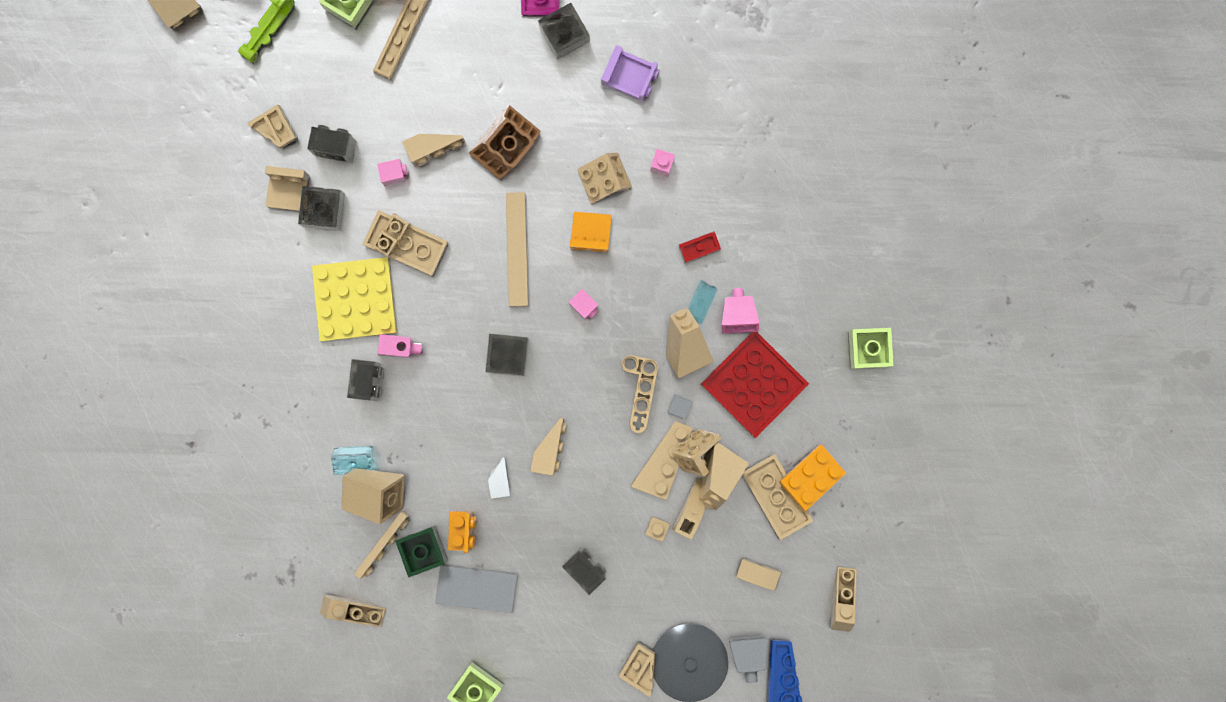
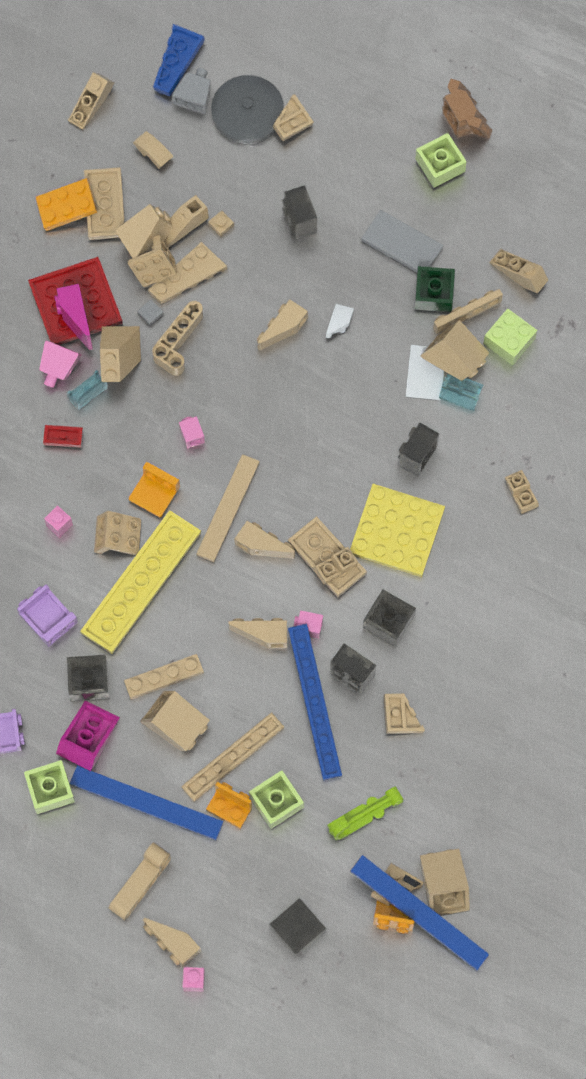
camera: 155 degrees left, 15 degrees down
(256, 388) = (521, 491): none -> tan slope
(285, 187) = (414, 653): tan bracket -> none
(330, 536) = (510, 337): none -> yellowish green brick
(354, 102) = (315, 702): none -> blue tile
(388, 346) = (377, 467): bright pink torso -> none
(396, 457) = (423, 377): none -> white sticker
(460, 531) = (391, 292): light orange bracket -> none
(470, 29) = (175, 720): none -> tan slope
(471, 227) = (258, 542): none -> tan slope
(500, 68) = (163, 676): none -> tan plate
(505, 142) = (191, 604): medium nougat slope -> none
(507, 355) = (281, 416): clear smoke brick -> none
(561, 143) = (140, 582): none -> light yellow plate
(747, 364) = (71, 306): none -> dark pink slope

